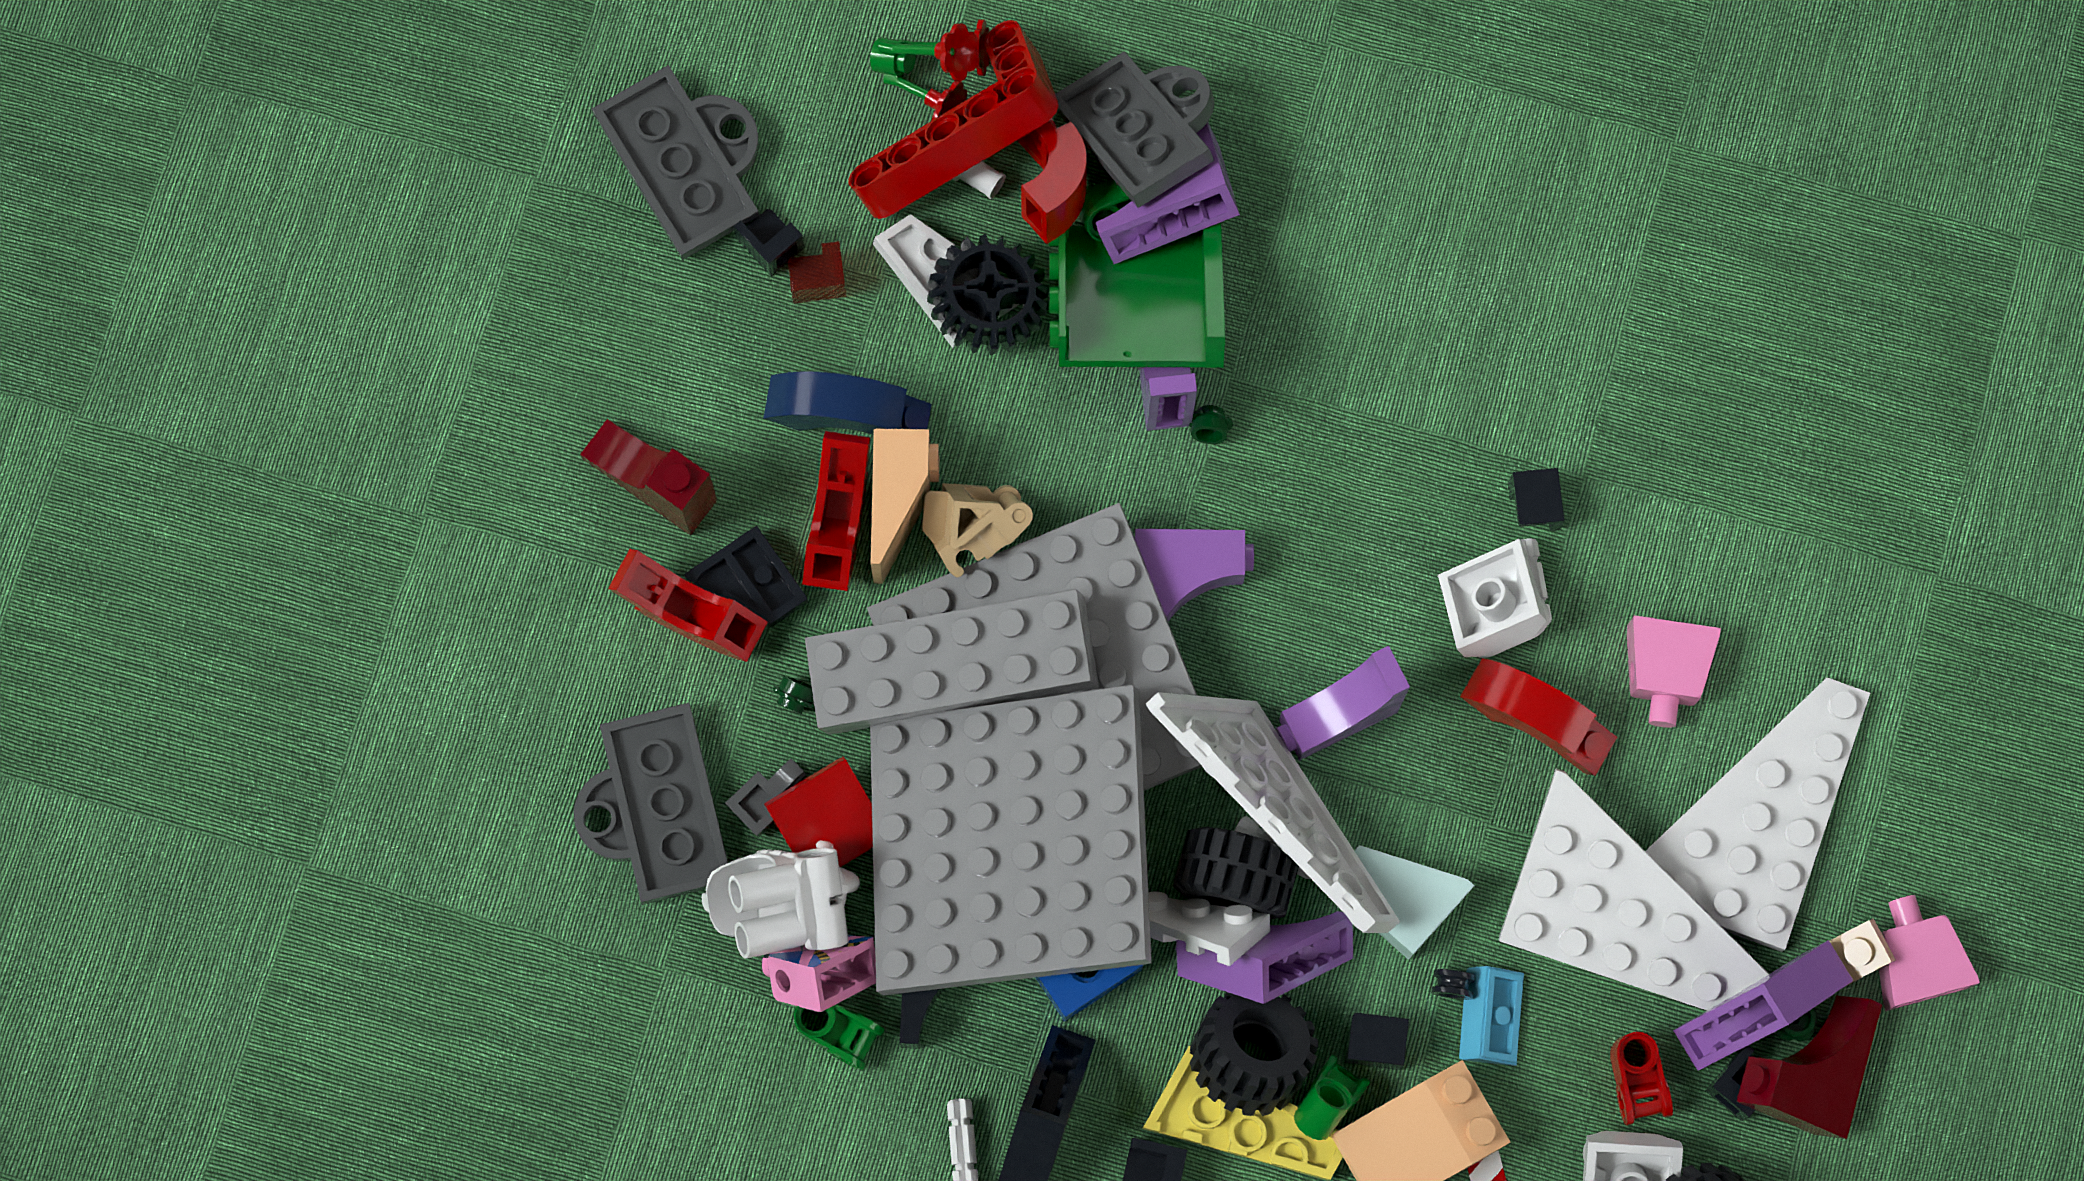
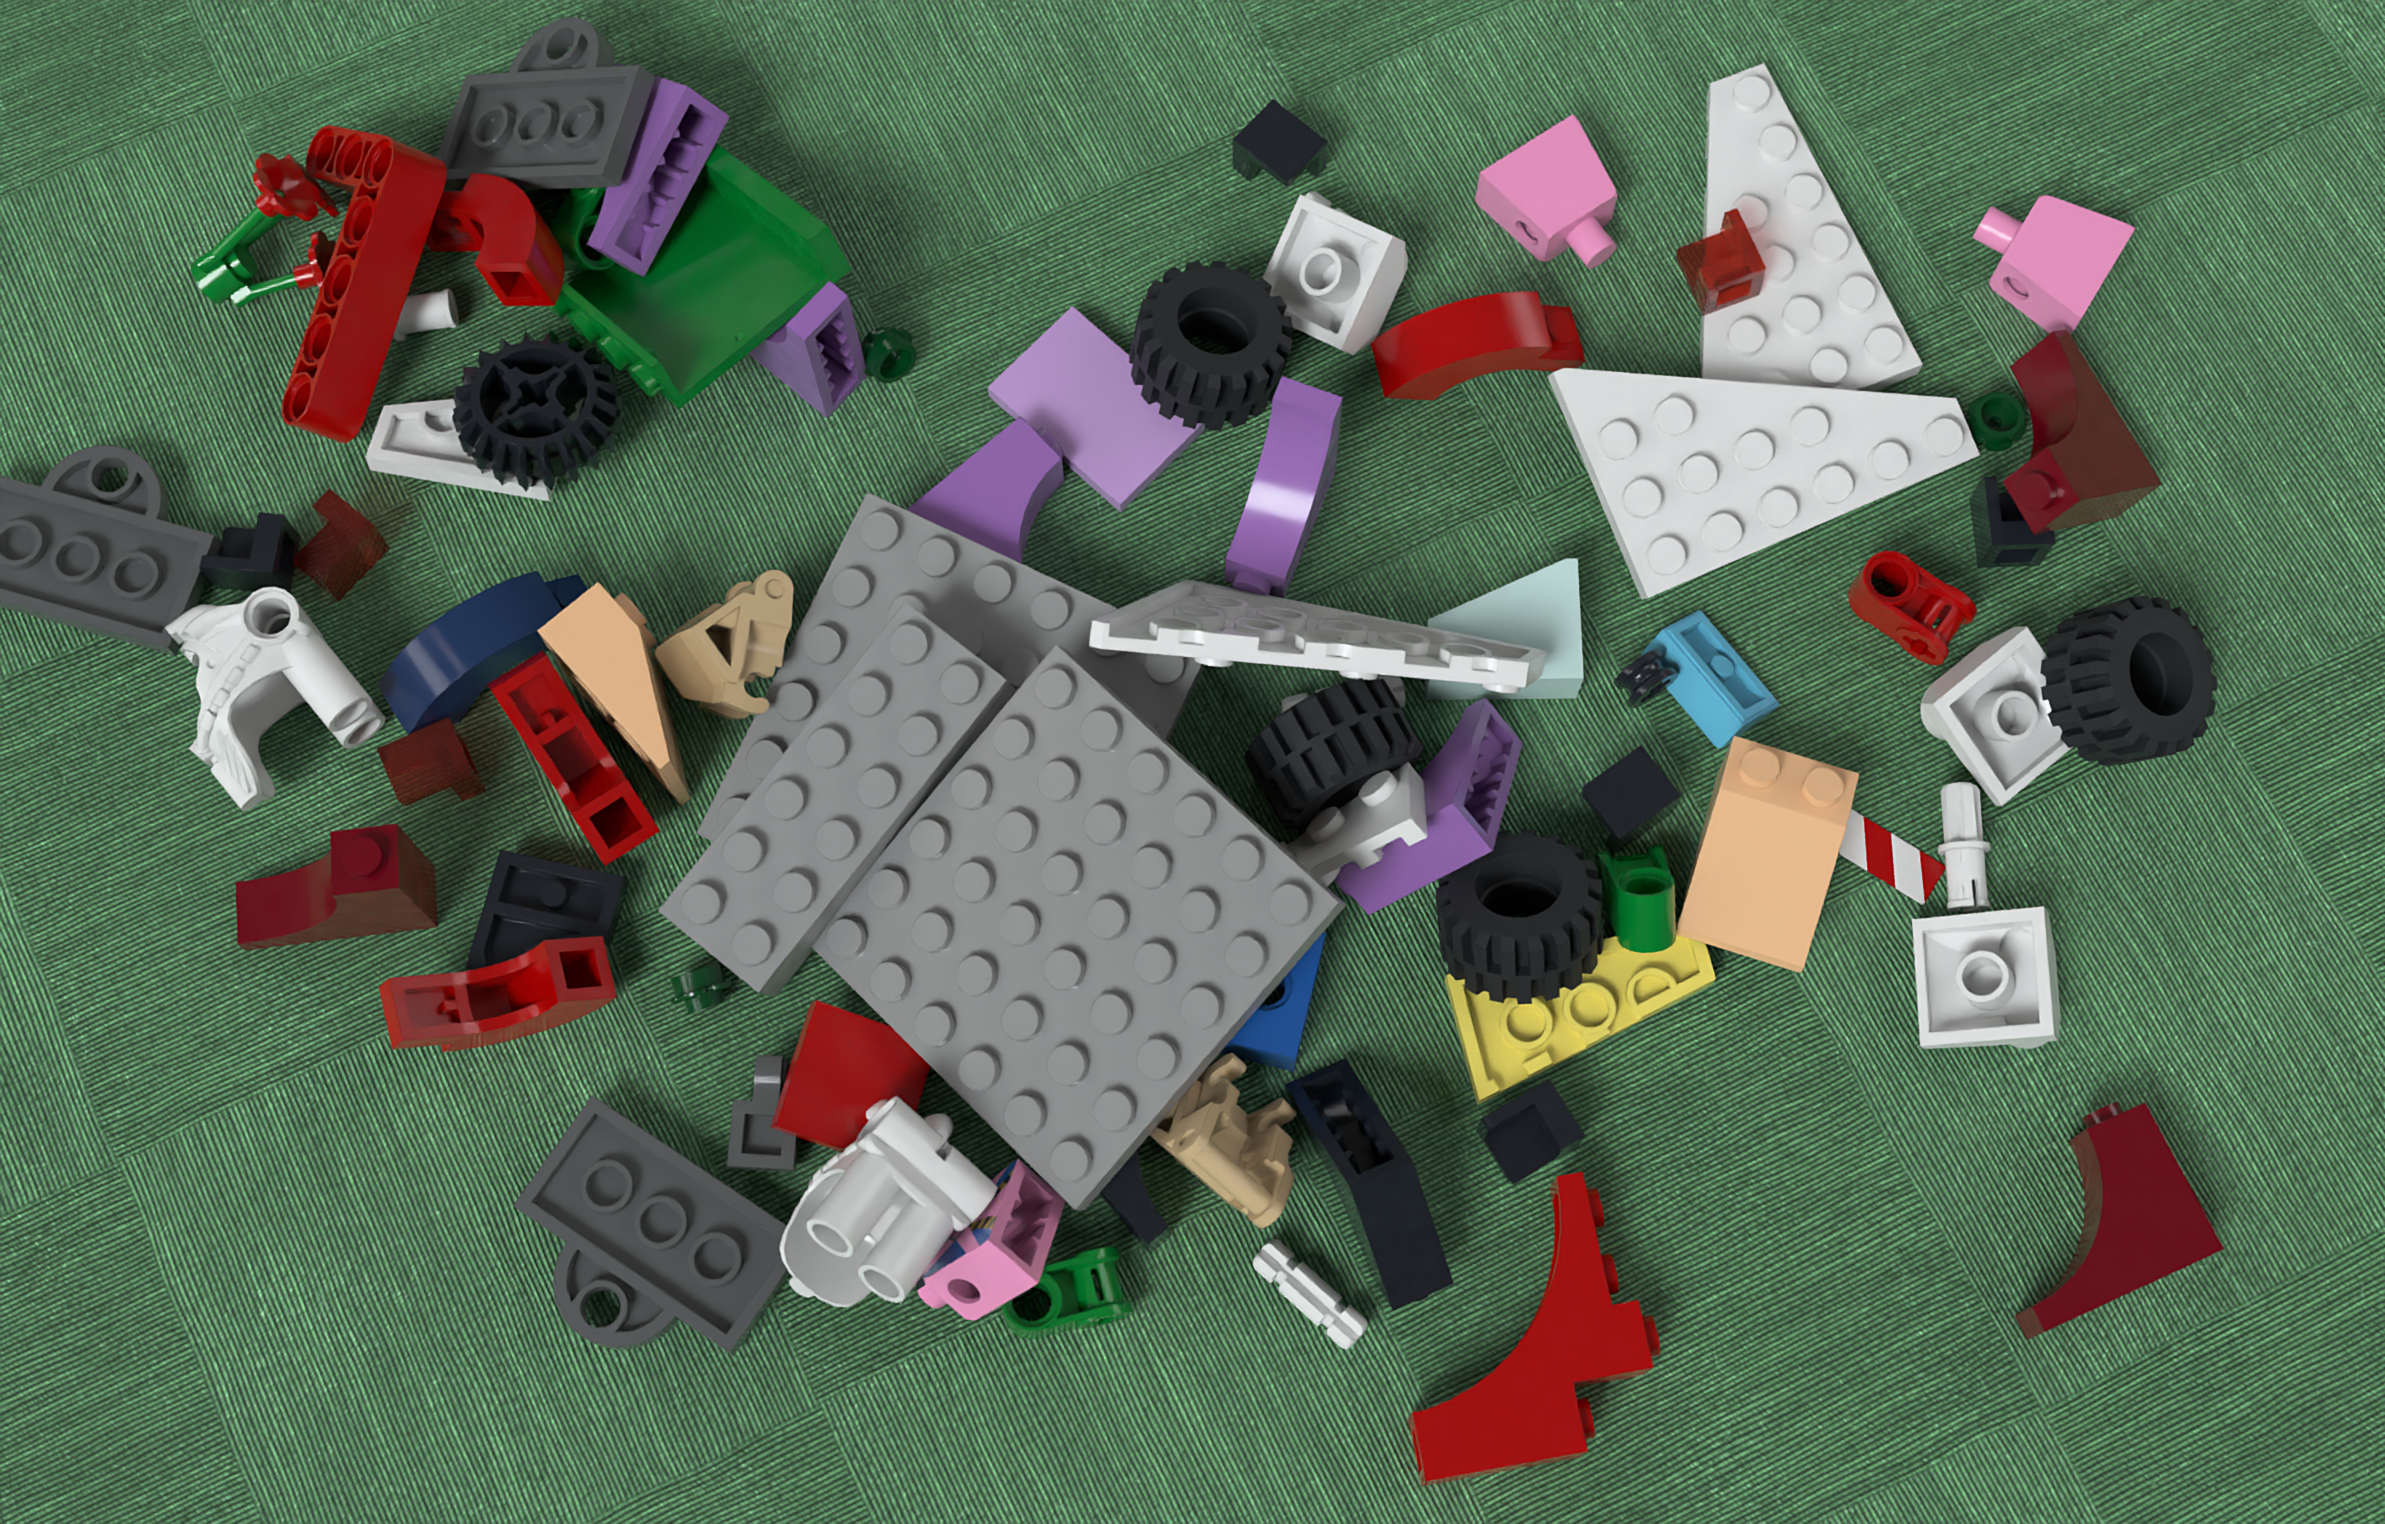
camera: 40 degrees left, 5 degrees down
(710, 315) = (255, 669): none -> white helmet
(761, 445) = (431, 763): none -> clear red panel
(990, 1030) = (1230, 1150): none -> tan piece
(1297, 558) = (1085, 397): none -> lavender tile
(1415, 562) = (1220, 307): none -> black tyre
(1720, 791) = (1723, 266): none -> clear red panel
(1764, 1006) = (1969, 426): medium lavender arch -> none
(1863, 950) = (1997, 302): bracket -> none

